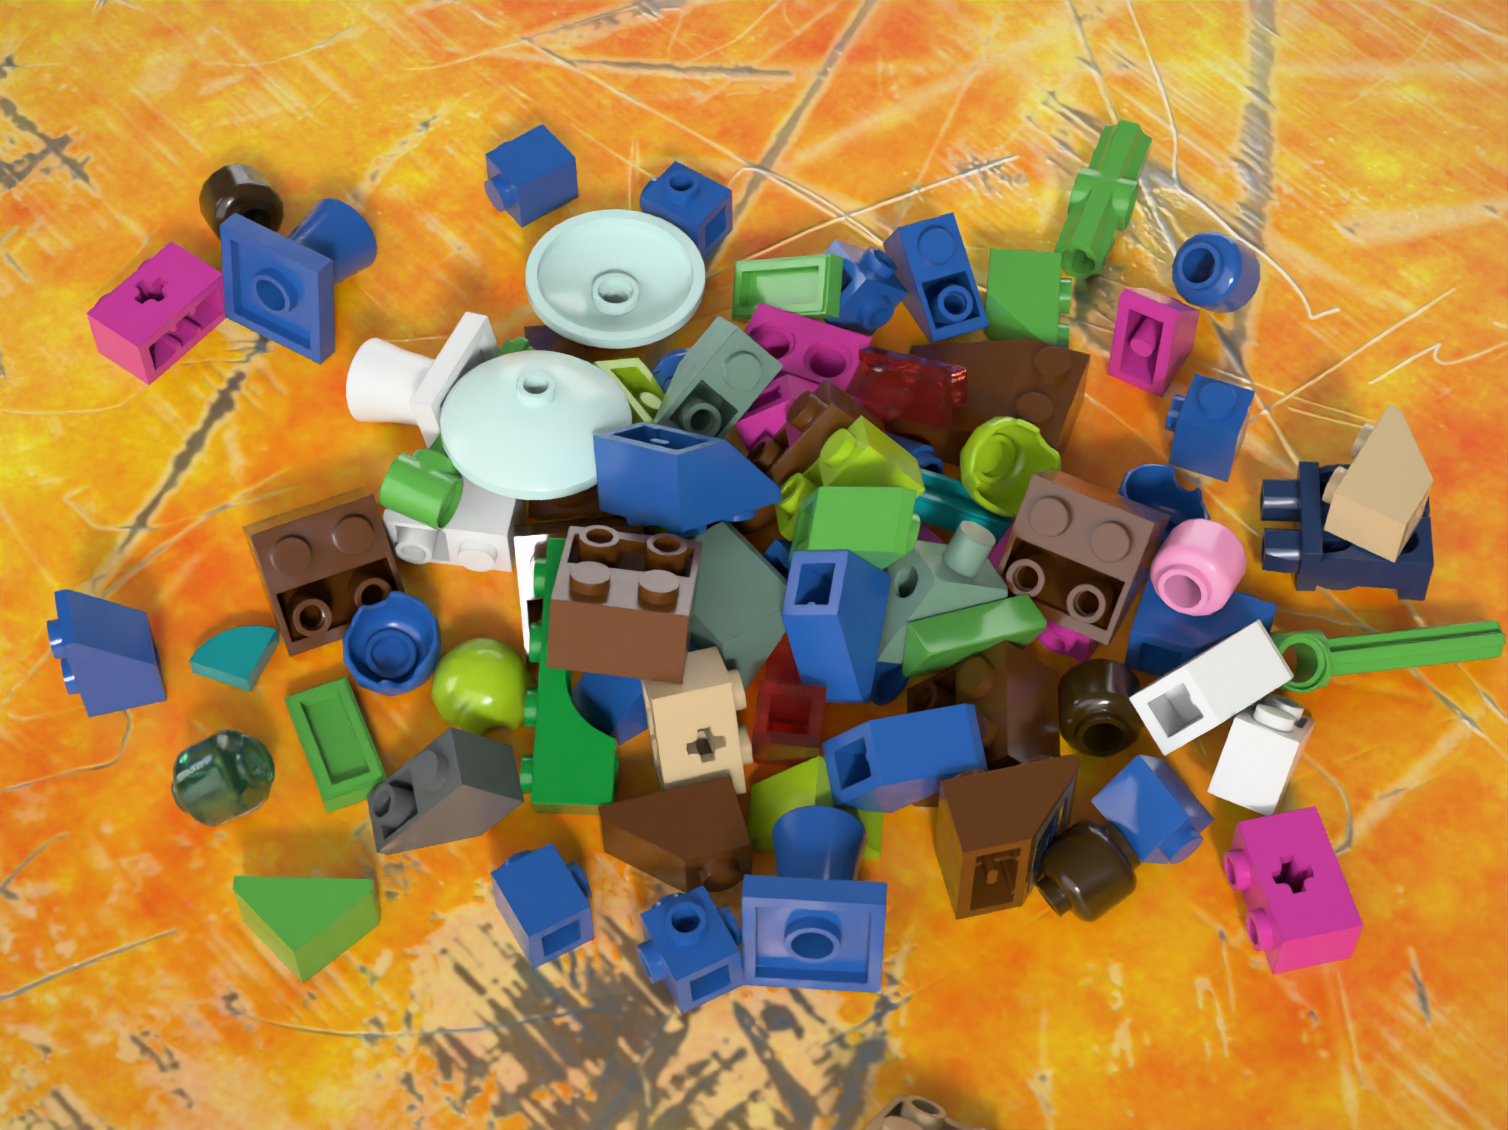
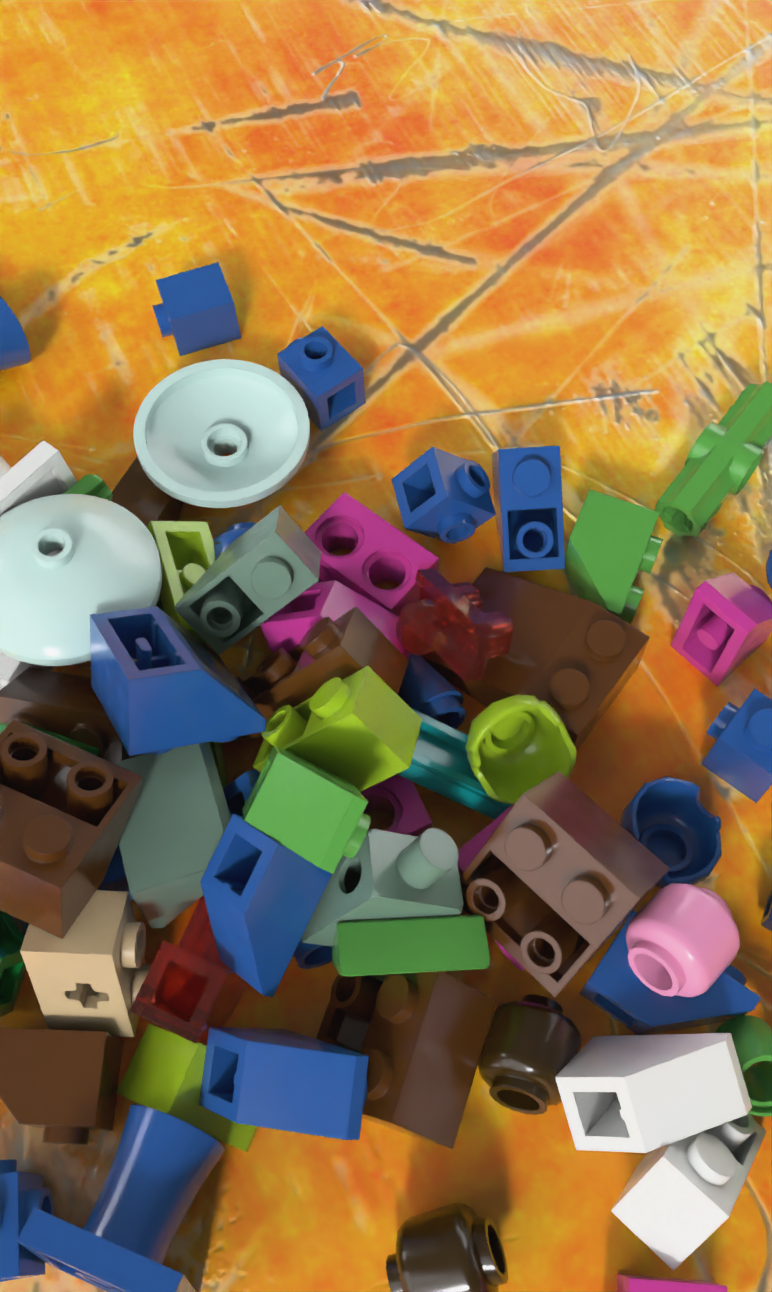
camera: 20 degrees right, 10 degrees up
(794, 284) = (380, 482): bright green tile -> none
(997, 829) = (357, 1208): reddish brown slope -> none
(1154, 811) = (543, 1221): blue brick -> none

